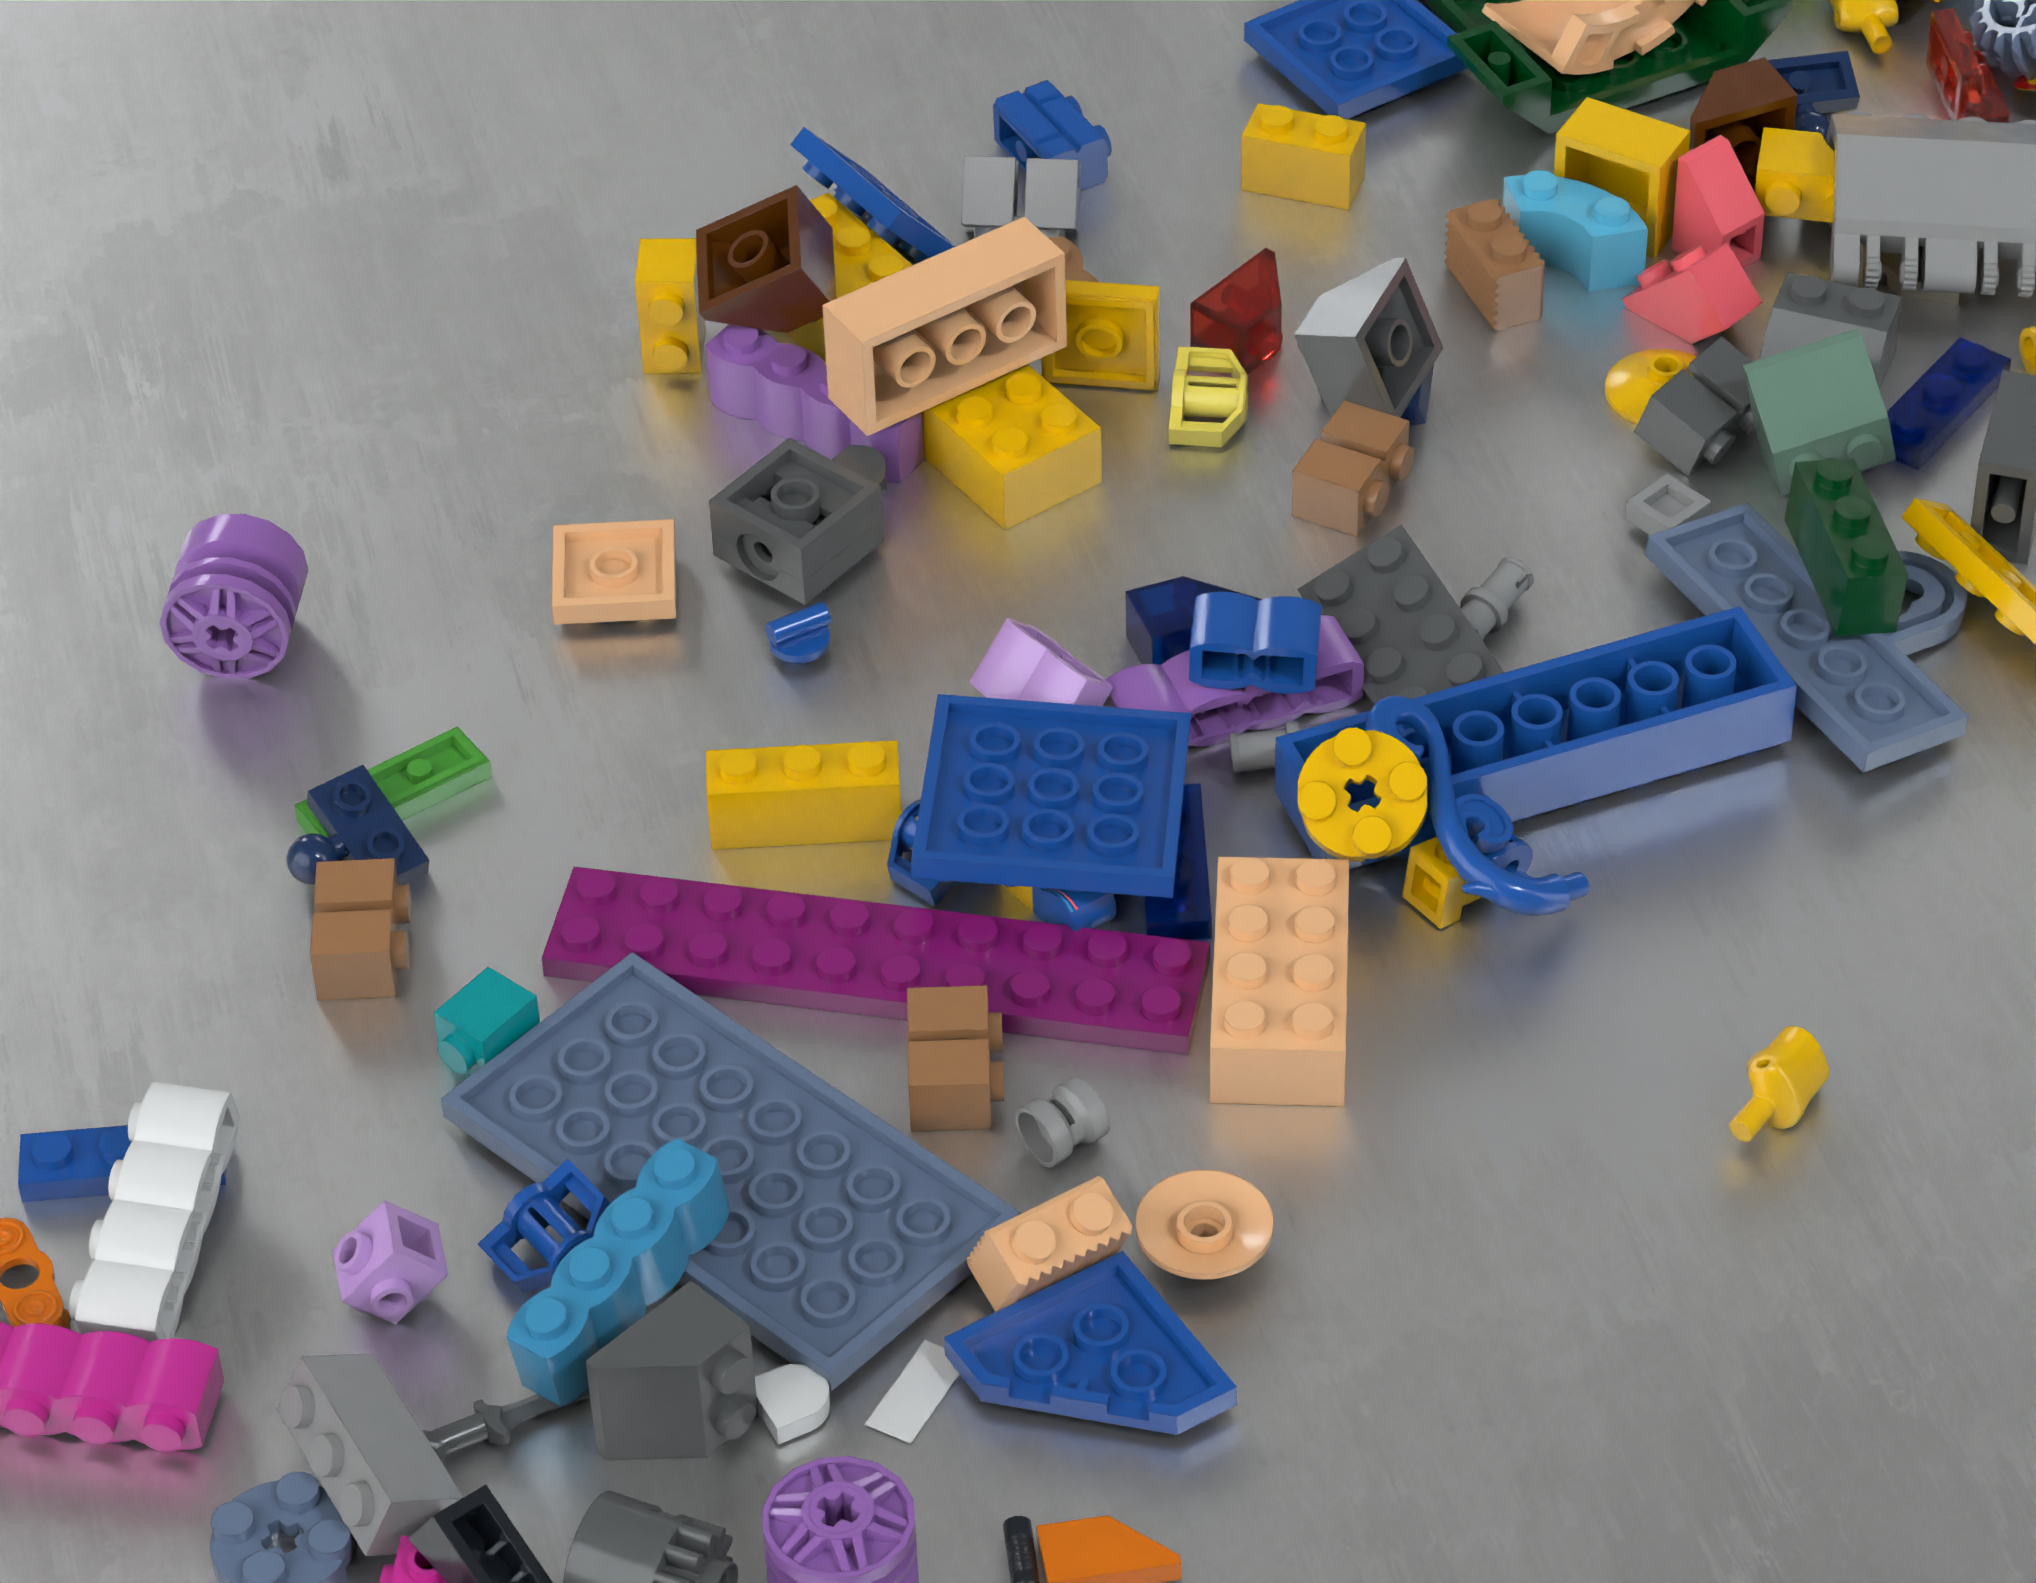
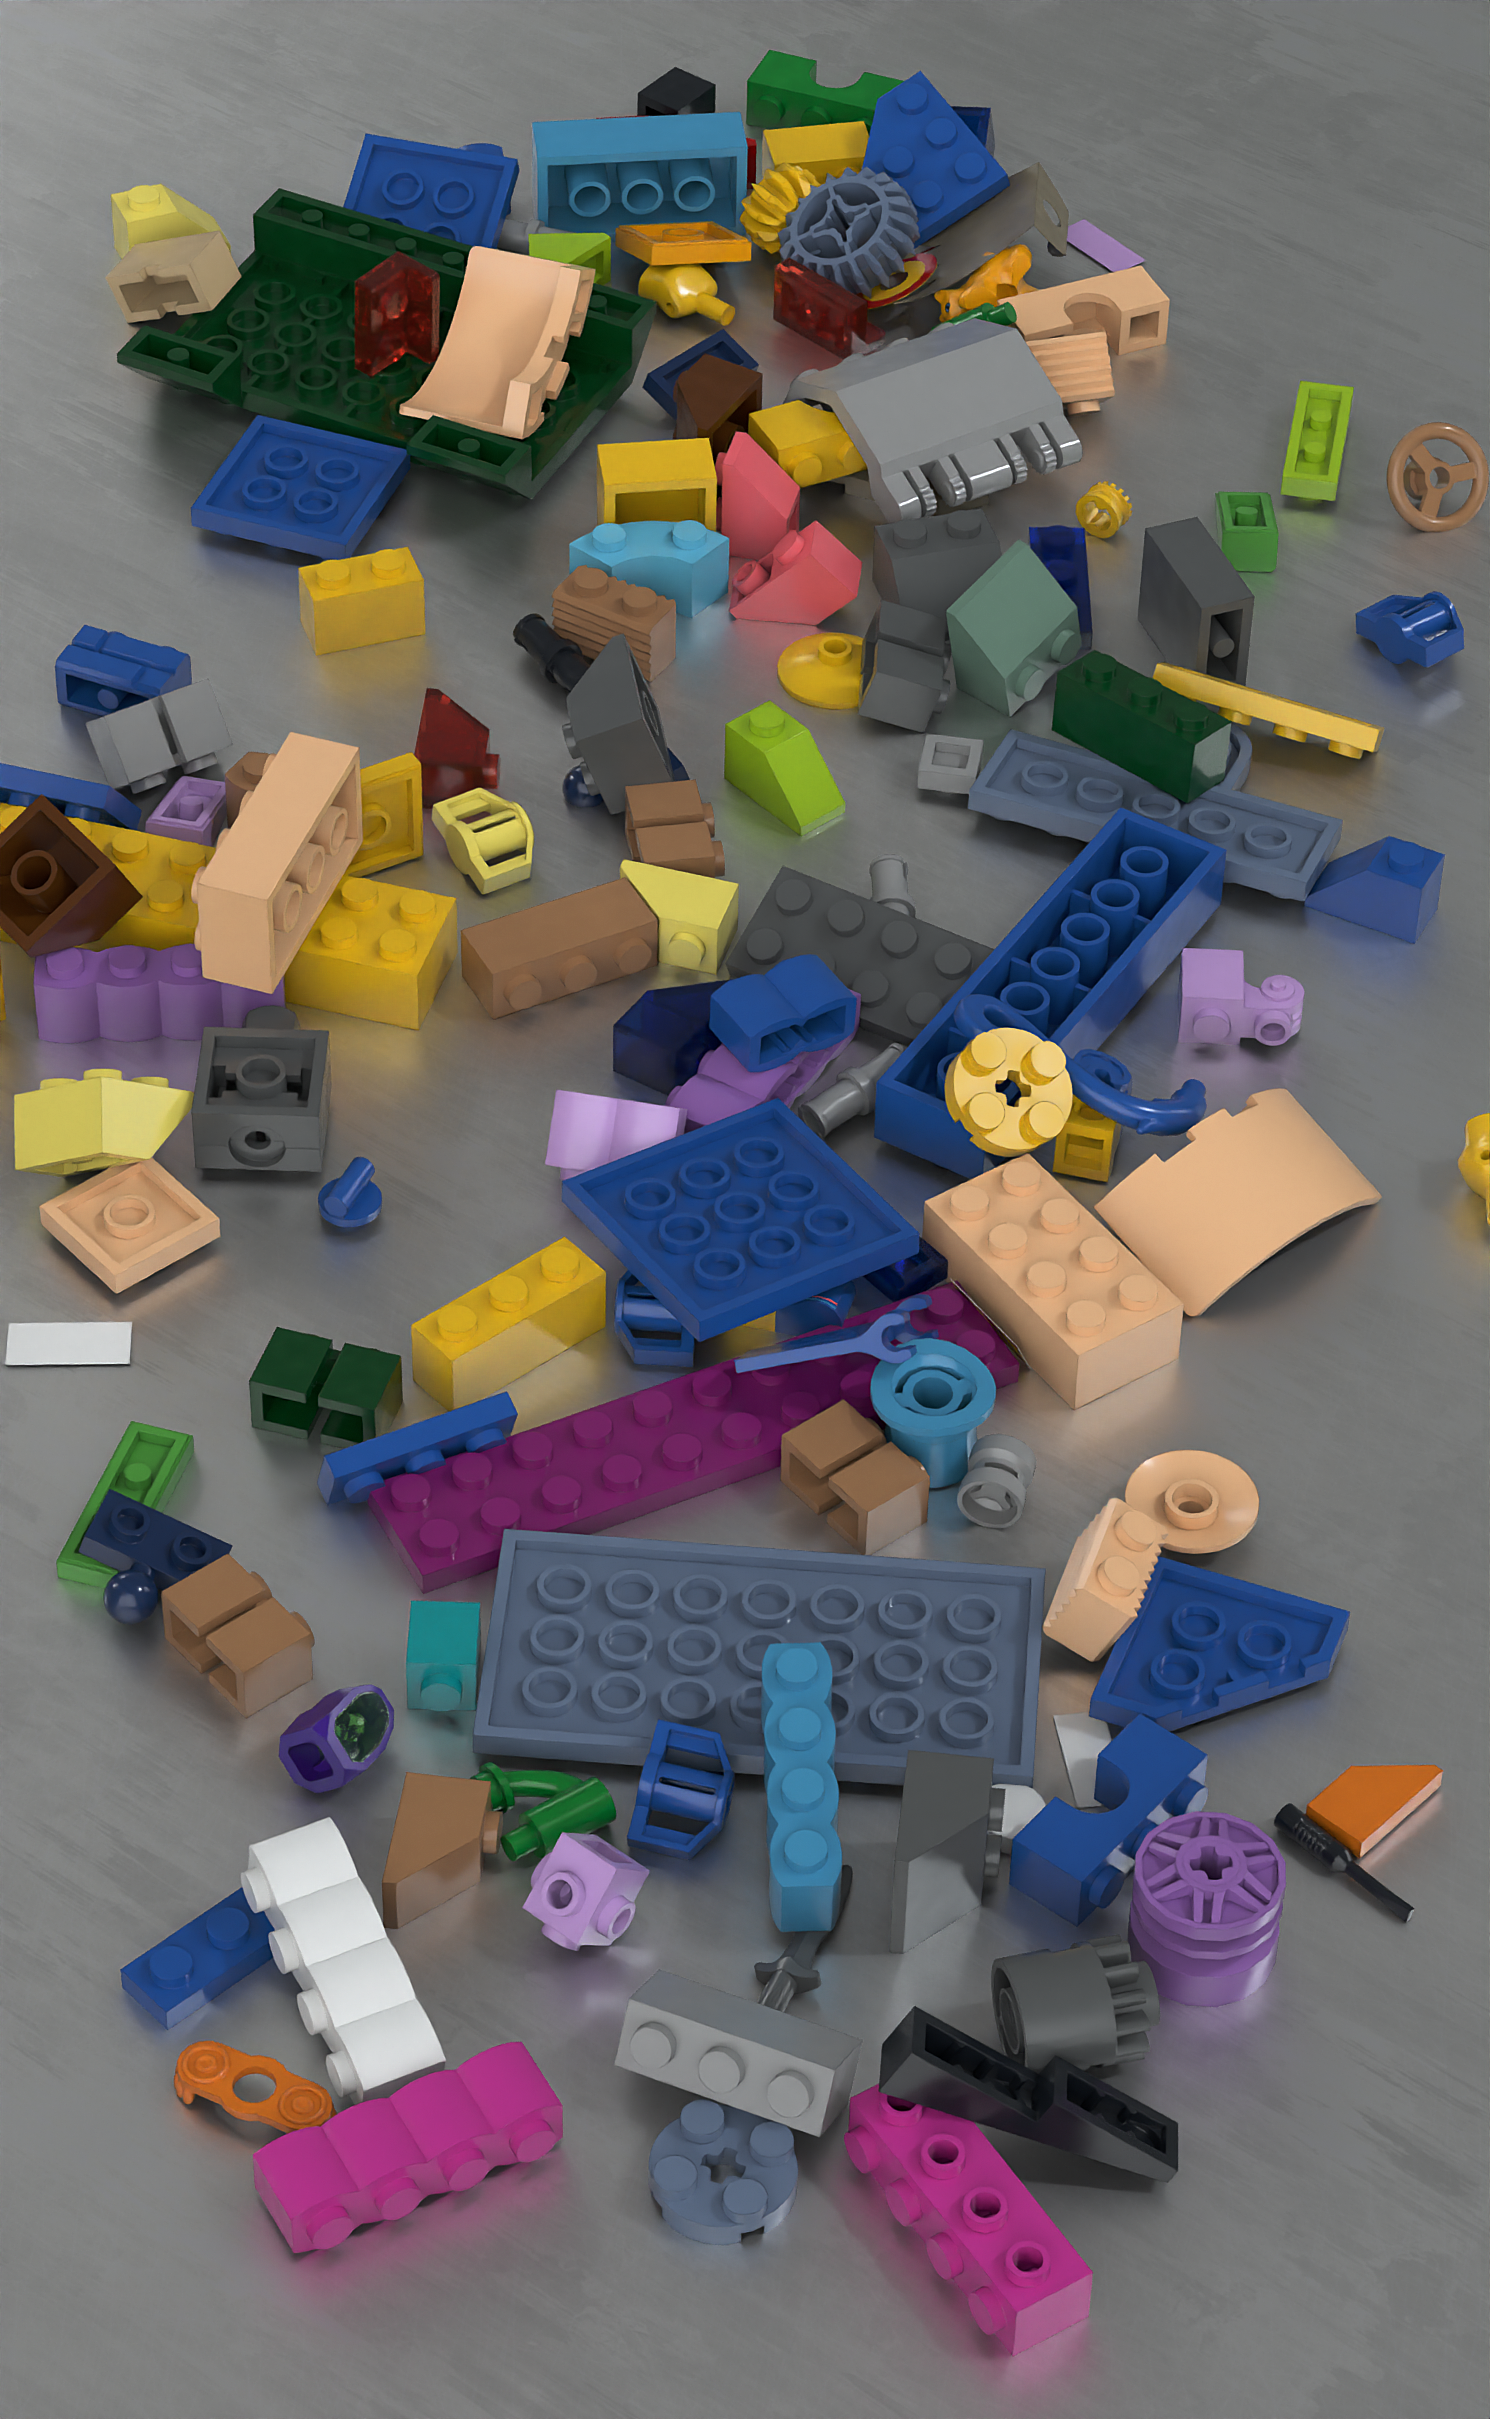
camera: 40 degrees left, 0 degrees up
(326, 1169) = (437, 1844): none -> medium nougat slope
(346, 1045) = (337, 1738): none -> dark purple rock
(457, 1203) = (571, 1807): none -> green plant
(486, 646) = (68, 1343): none -> white sticker
(617, 763) = (305, 1374): none -> dark green piece
(634, 854) = (415, 1448): none -> blue plate
(640, 480) = (94, 1122): none -> light yellow slope
(918, 1439) = (1081, 1858): none -> blue arch
(1038, 939) = (868, 1338): none -> blue flag
(1051, 1026) = (934, 1406): none -> dark azure piece
(1168, 512) = (559, 948): none -> medium nougat brick
(1200, 994) = (1002, 1335): none -> sticker
(1298, 531) = (692, 911): none -> light yellow slope
(1425, 262) = (558, 658): none -> black pin
(1511, 448) = (781, 768): none -> lime slope
(1519, 986) = (1233, 1197): none -> light nougat panel
(1689, 823) = (1222, 1006): none -> lavender brick
(1948, 797) = (1382, 887): none -> blue slope

